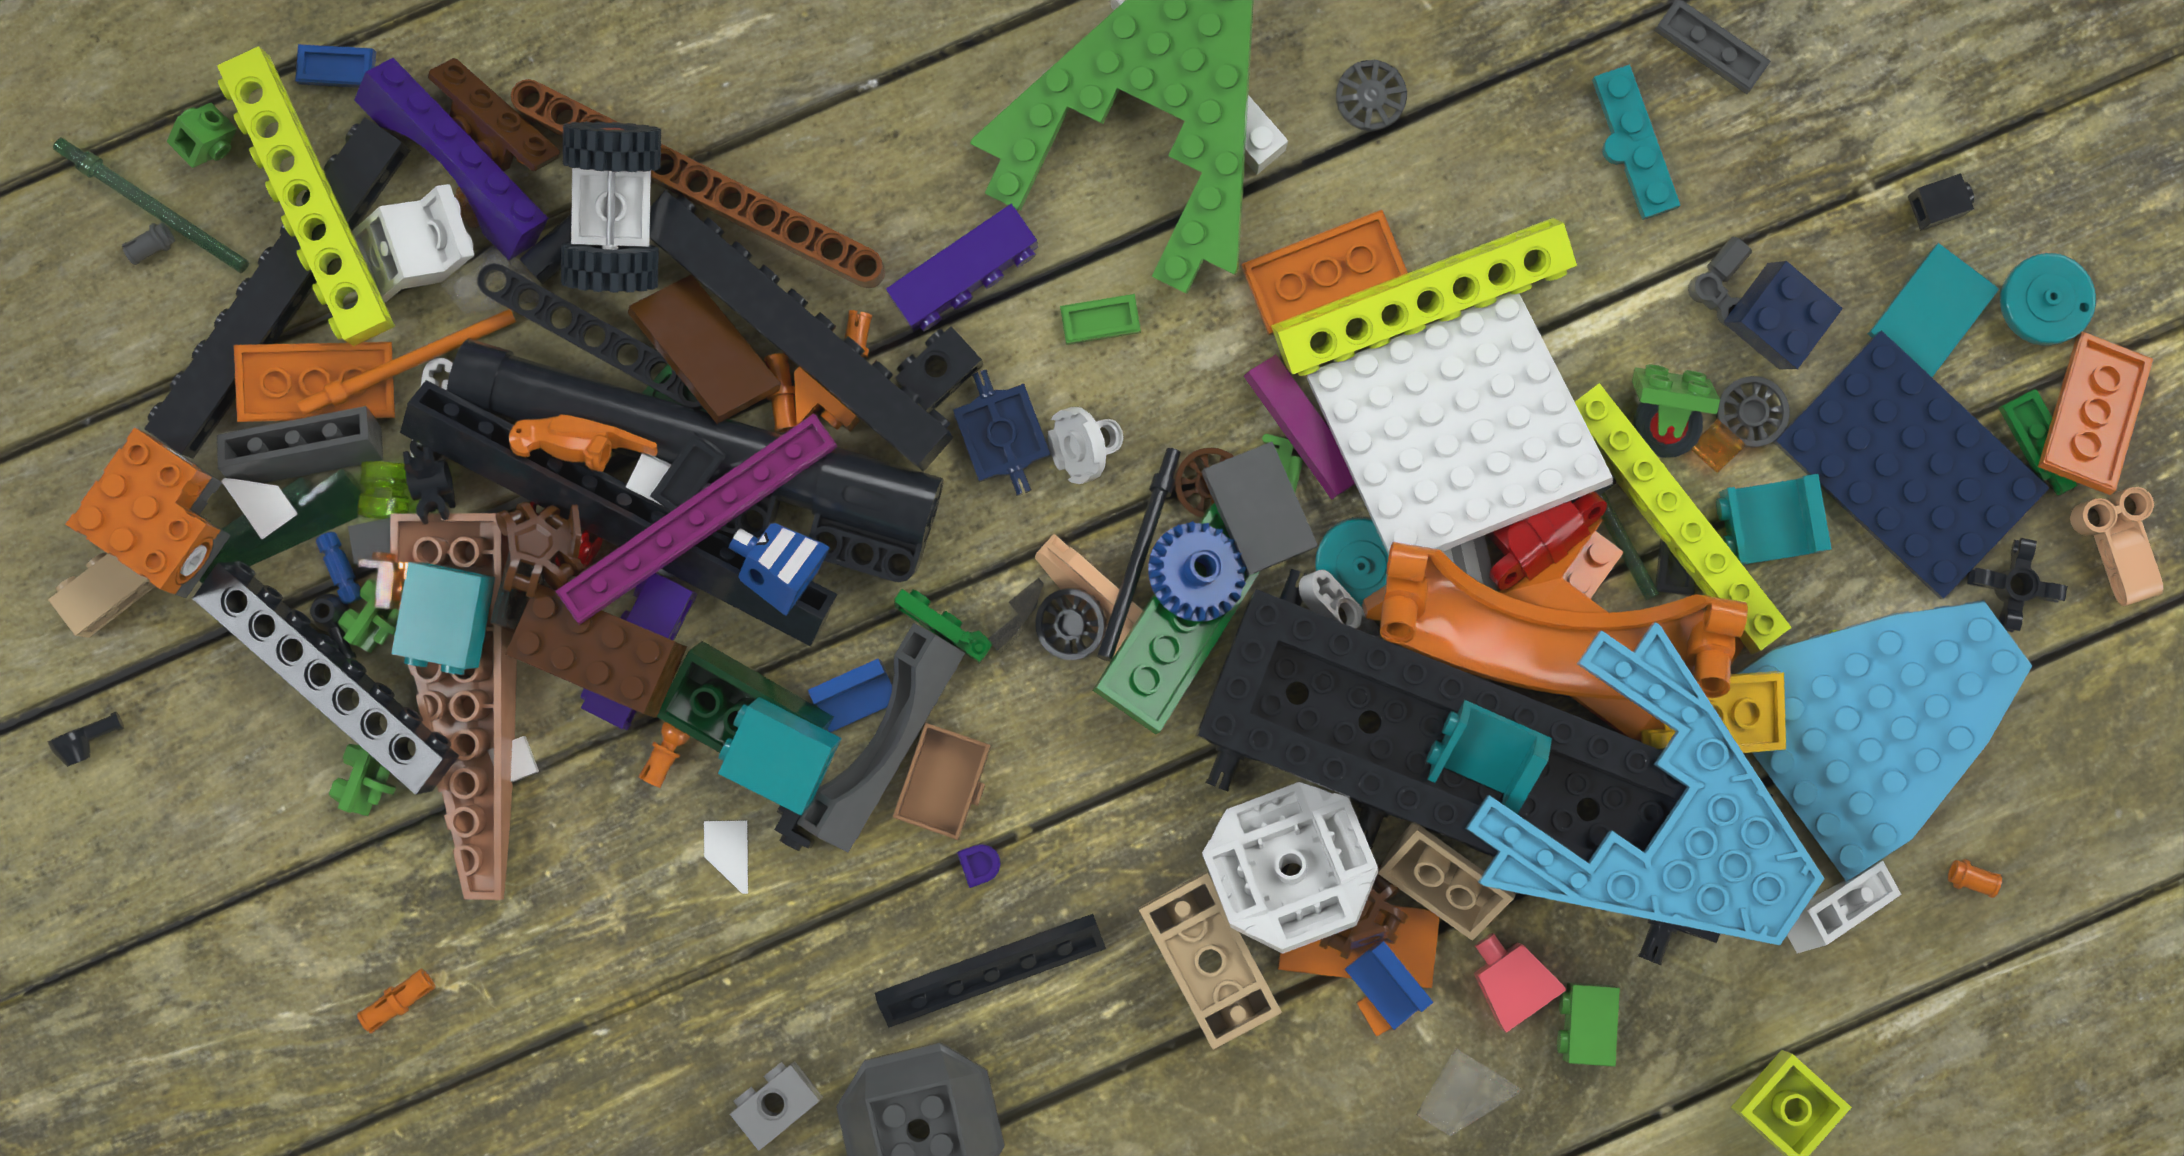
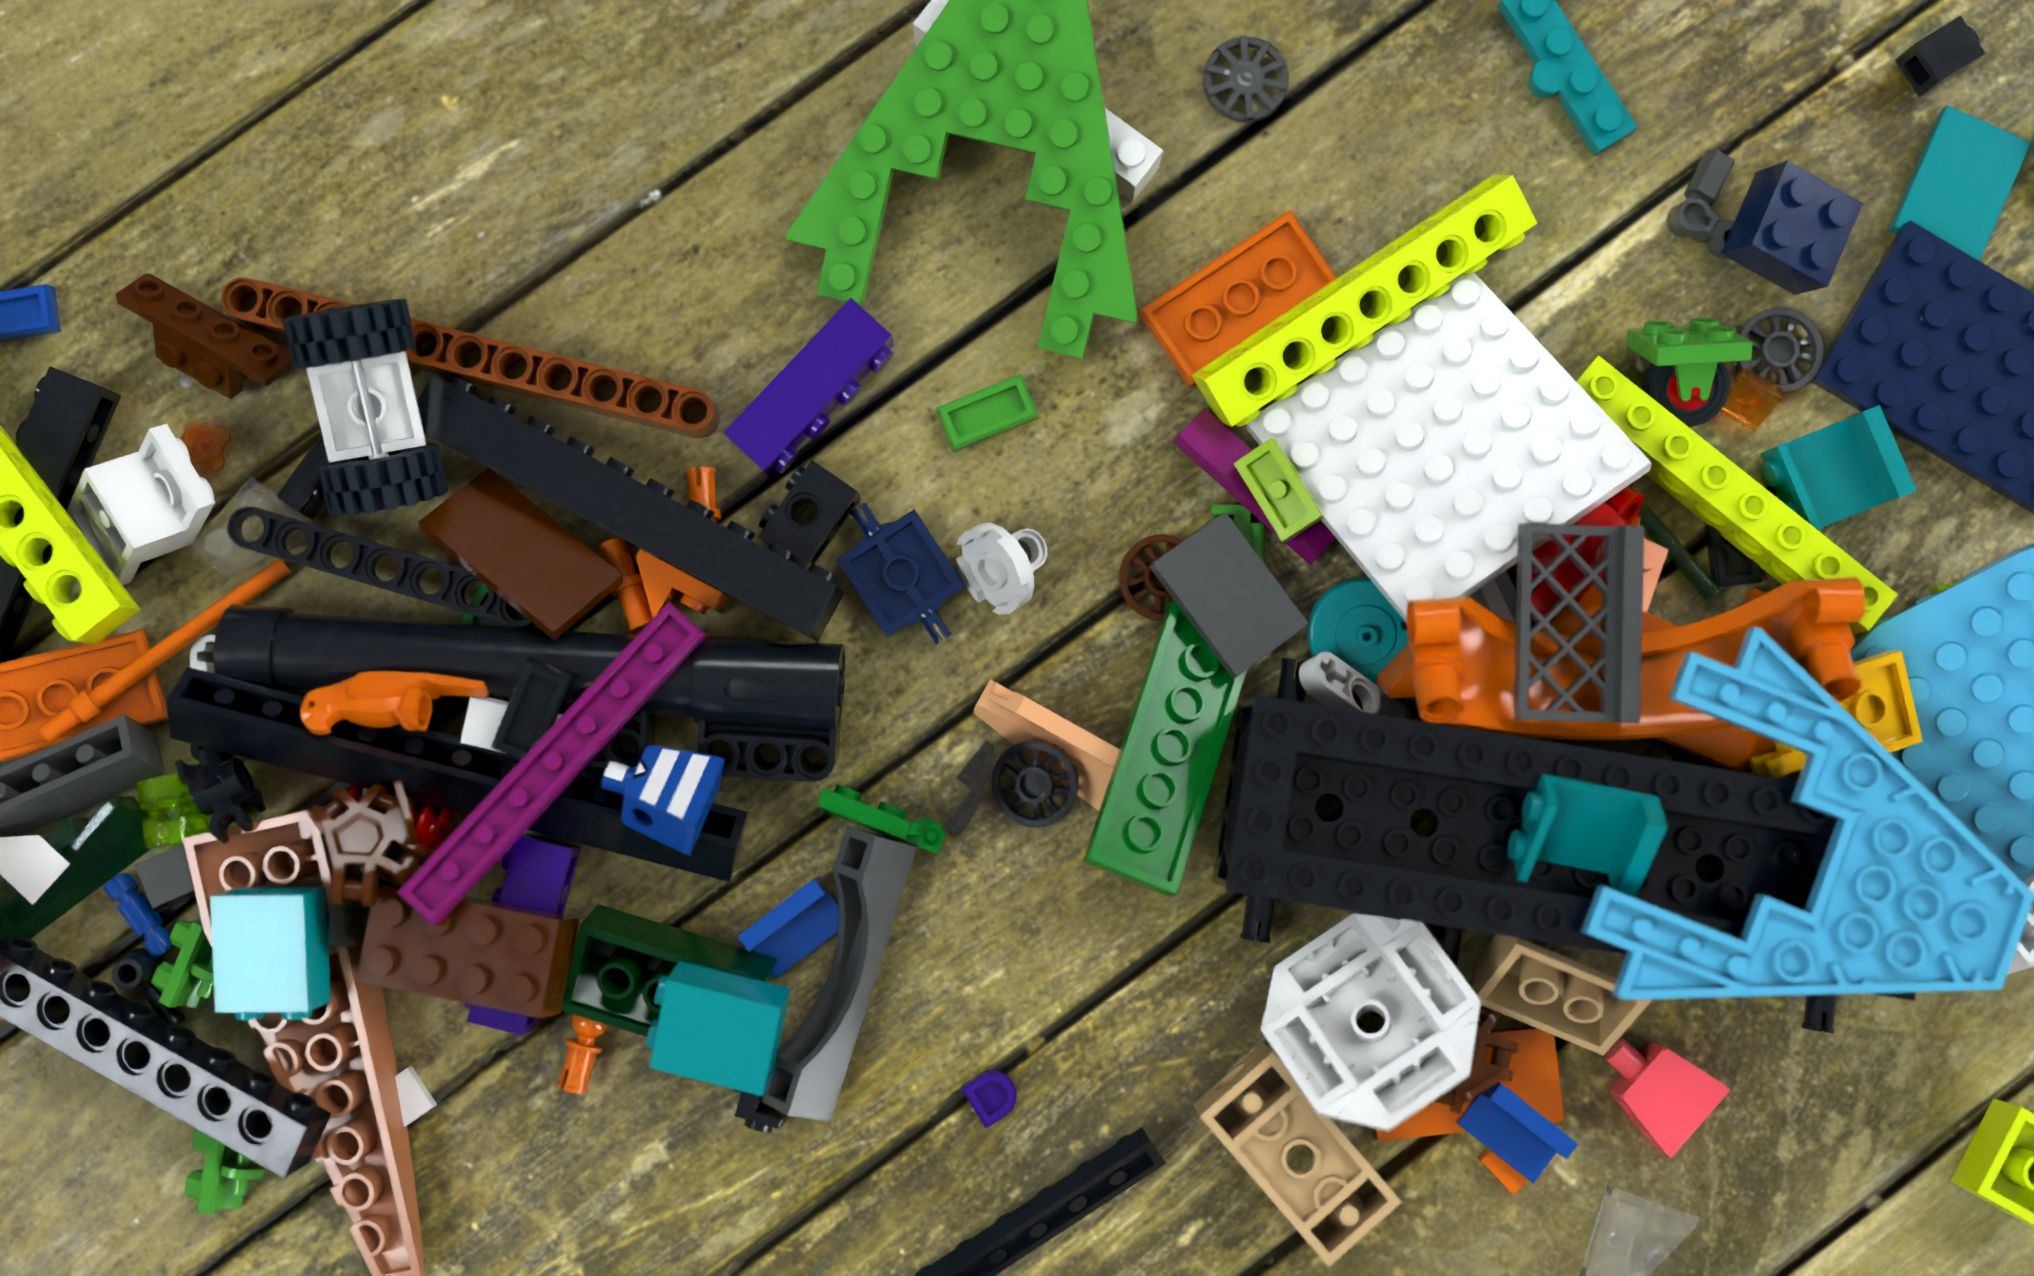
camera: 20 degrees left, 0 degrees up
(389, 578) = (192, 918): clear orange bracket -> none
(499, 204) = (236, 435): dark purple arch -> none
(728, 850) = (685, 1147): white sticker -> none
(943, 781) = (925, 1007): medium nougat container -> none
(1161, 487) = (1105, 596): black bar -> none
(1178, 583) = (1153, 704): gear -> none
(1318, 433) = (1279, 489): none -> lime plate
(1556, 598) = (1619, 630): none -> dark grey fence
(1589, 1024) = (1764, 1122): bright green brick -> none

